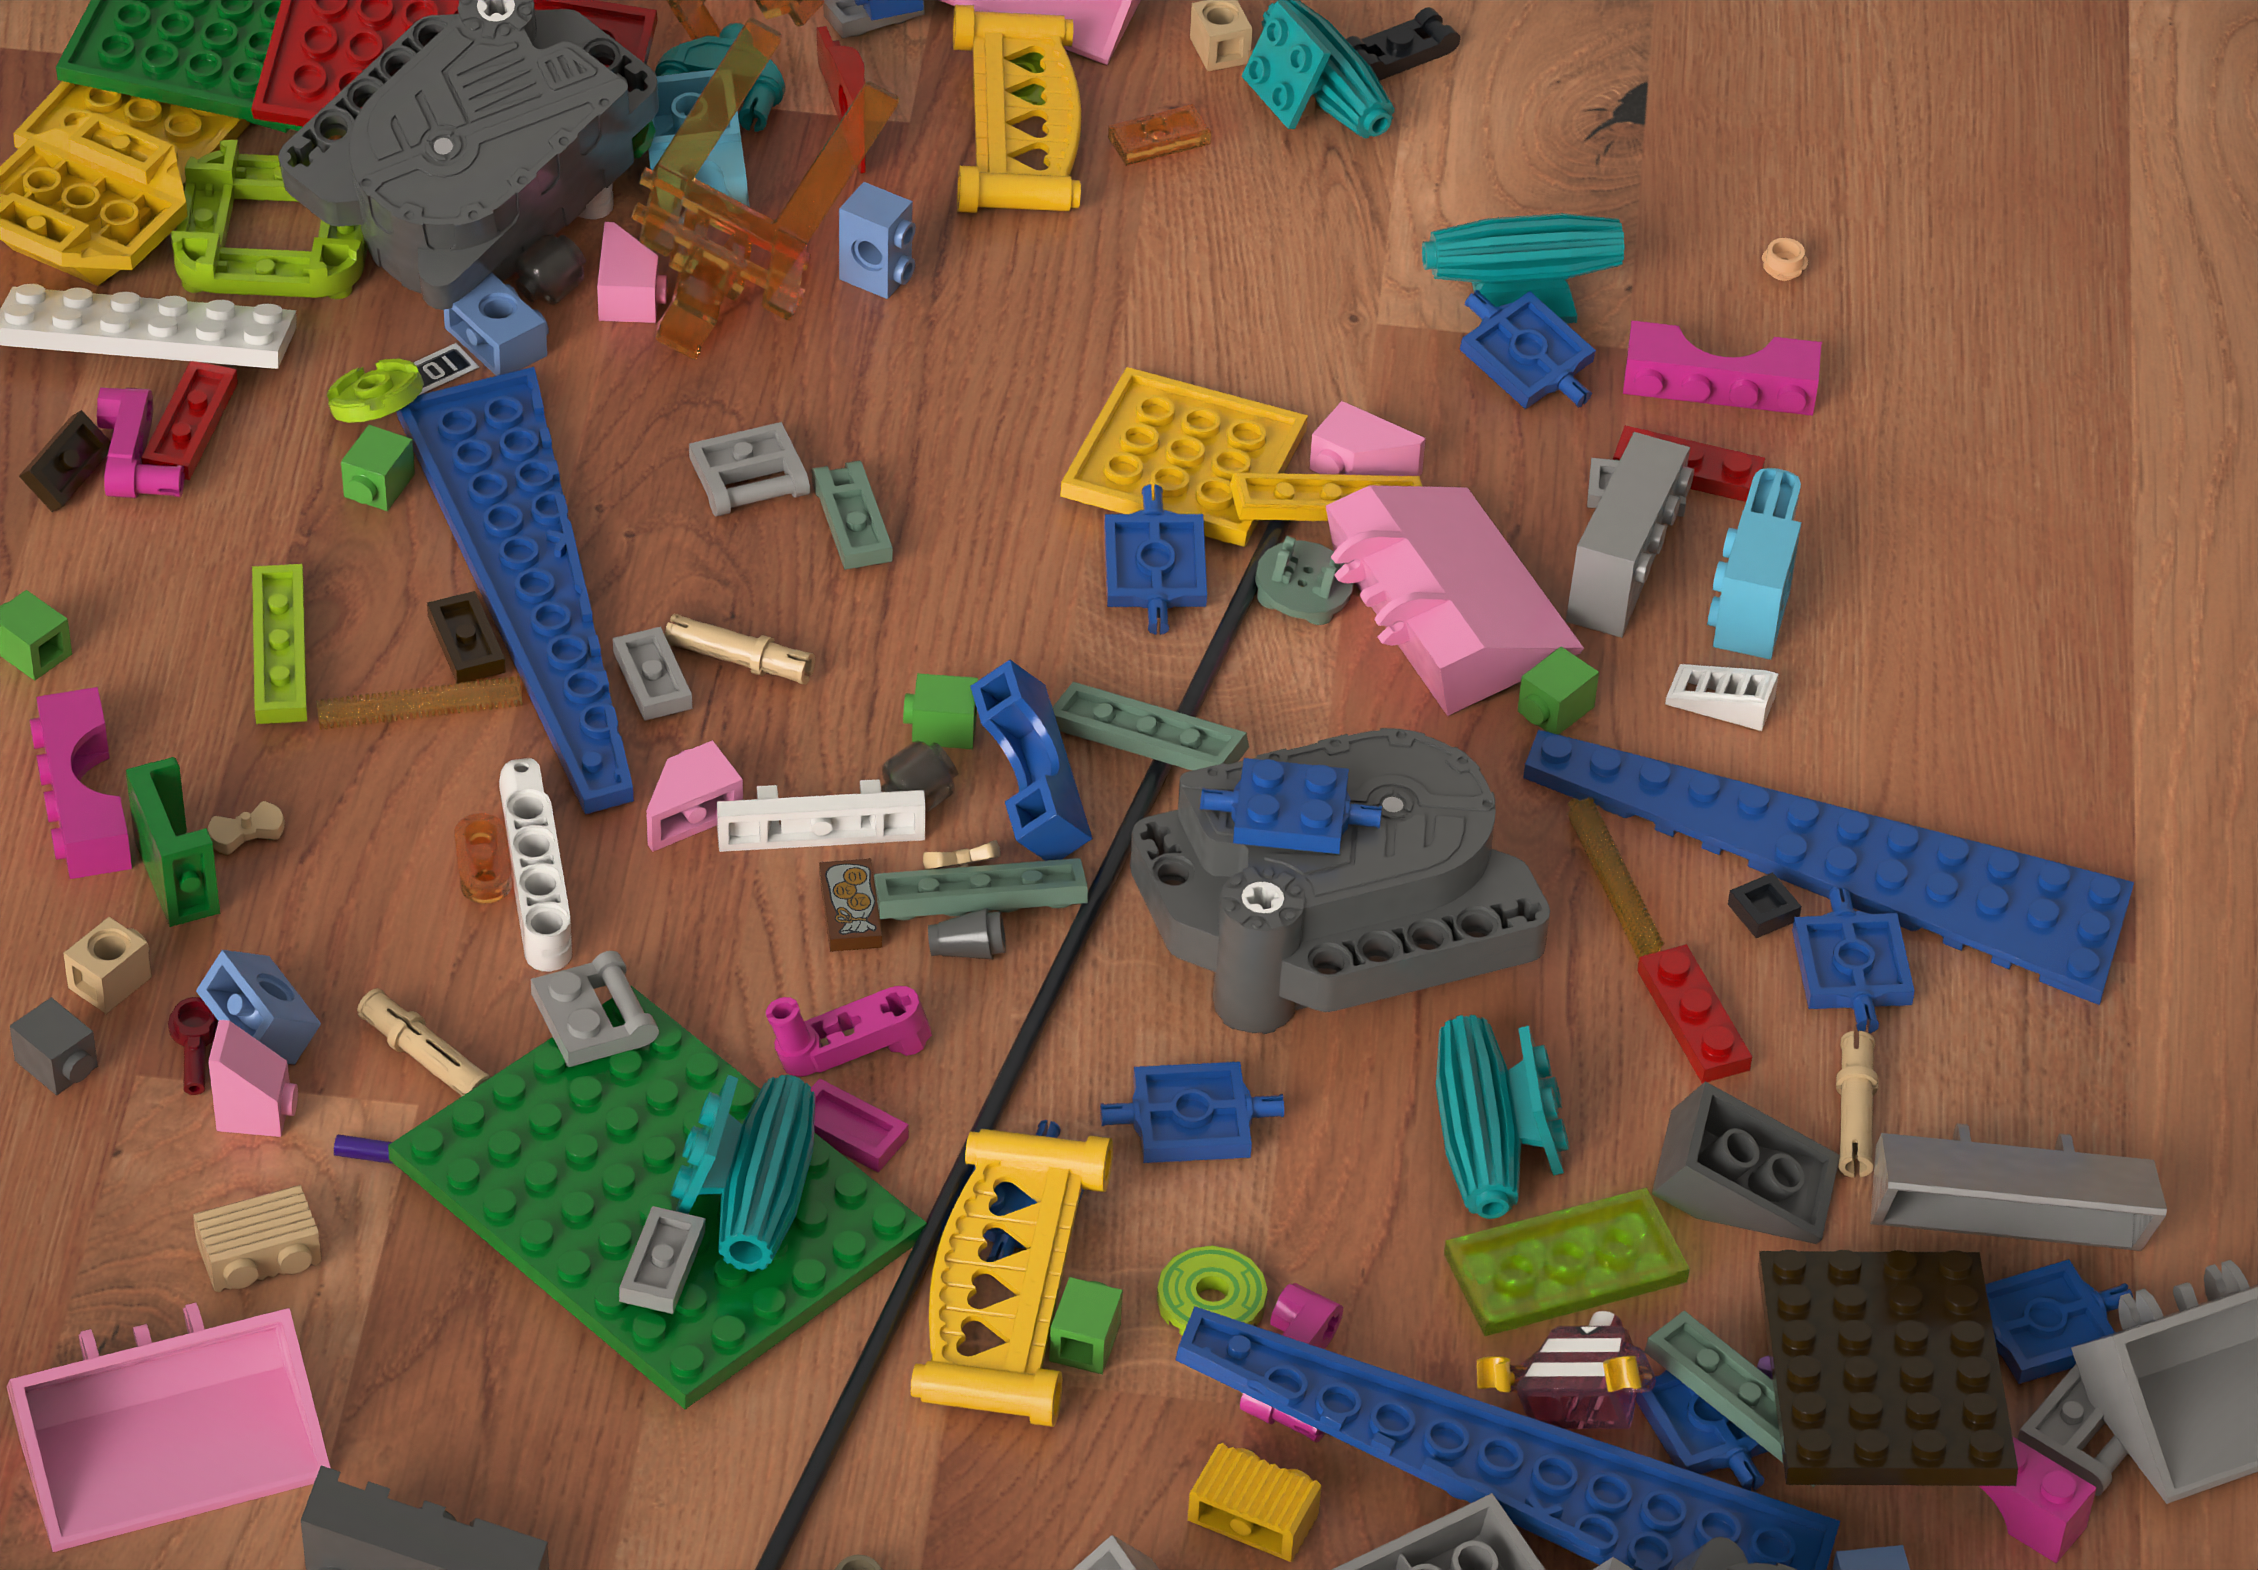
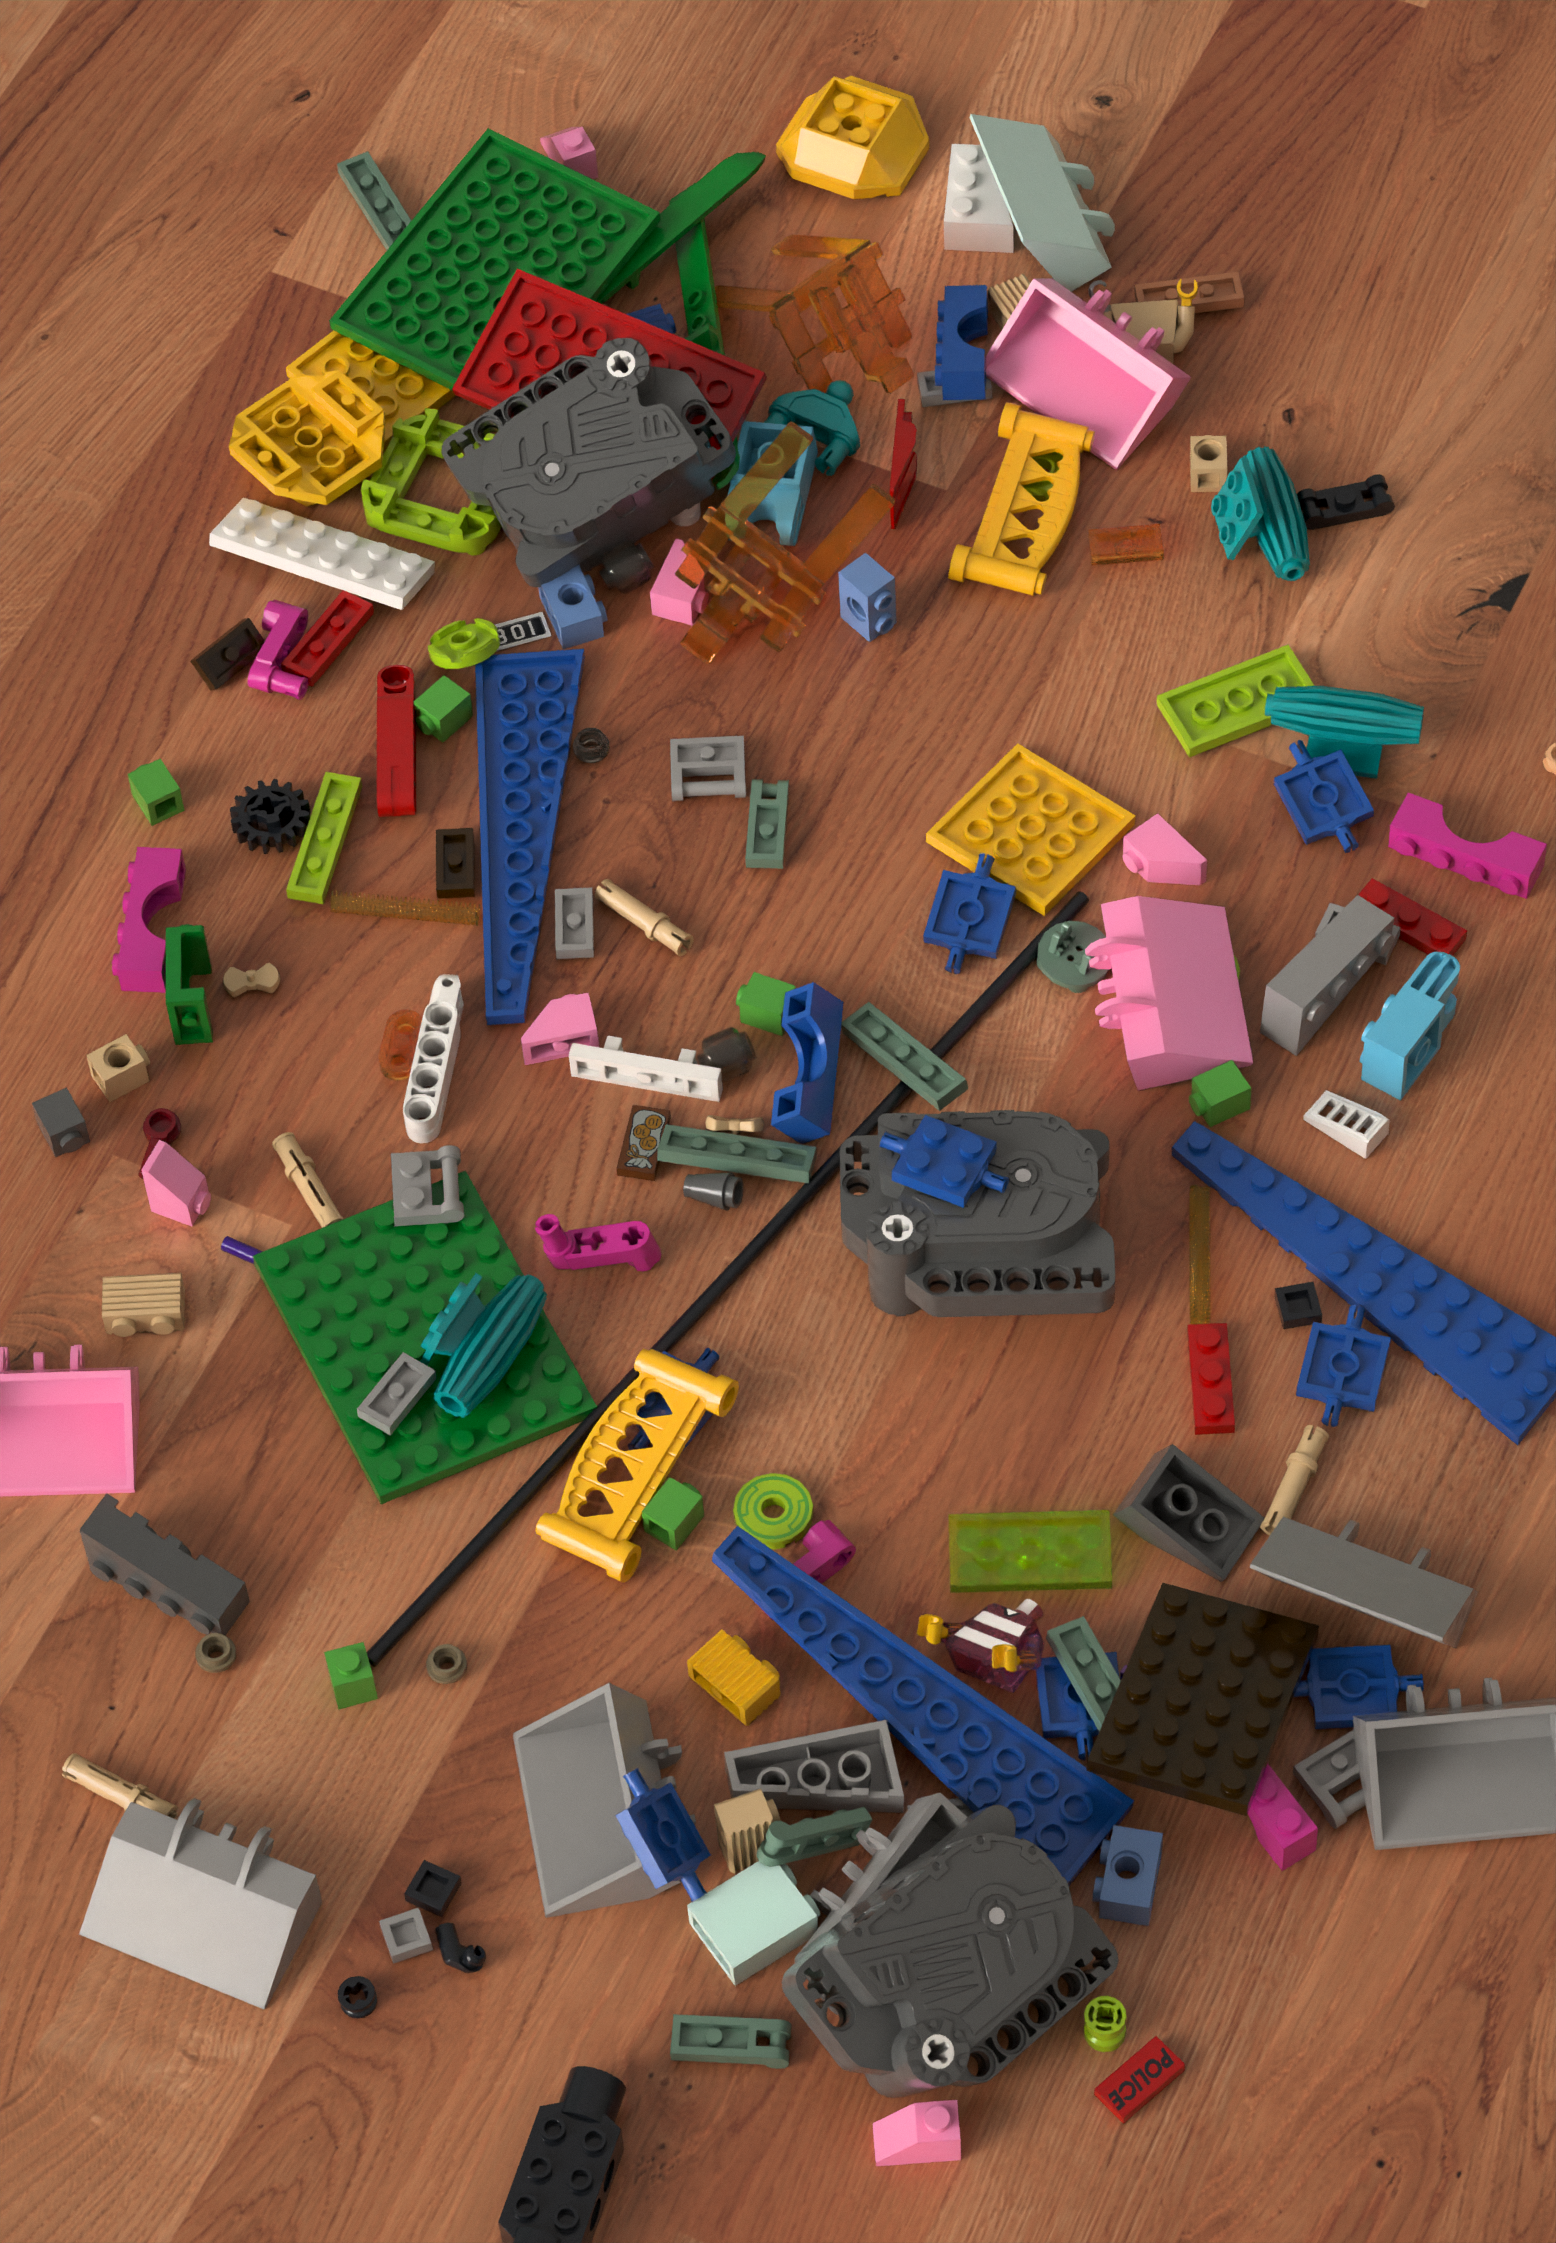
camera: 25 degrees right, 10 degrees up
(197, 632) = (270, 816): none -> black gear
(259, 1001) = (204, 1127): medium blue brick -> none
(332, 518) = (396, 742): none -> red piece
(586, 473) = (591, 738): none -> clear smoke plate
(856, 1126) = (577, 1316): dark pink tile -> none
(1192, 1112) = (814, 1367): blue plate -> none
(1300, 495) = (1103, 885): yellow tile -> none
(1363, 274) = (1230, 700): none -> lime plate
(1493, 1111) = (1025, 1419): teal plate -> none

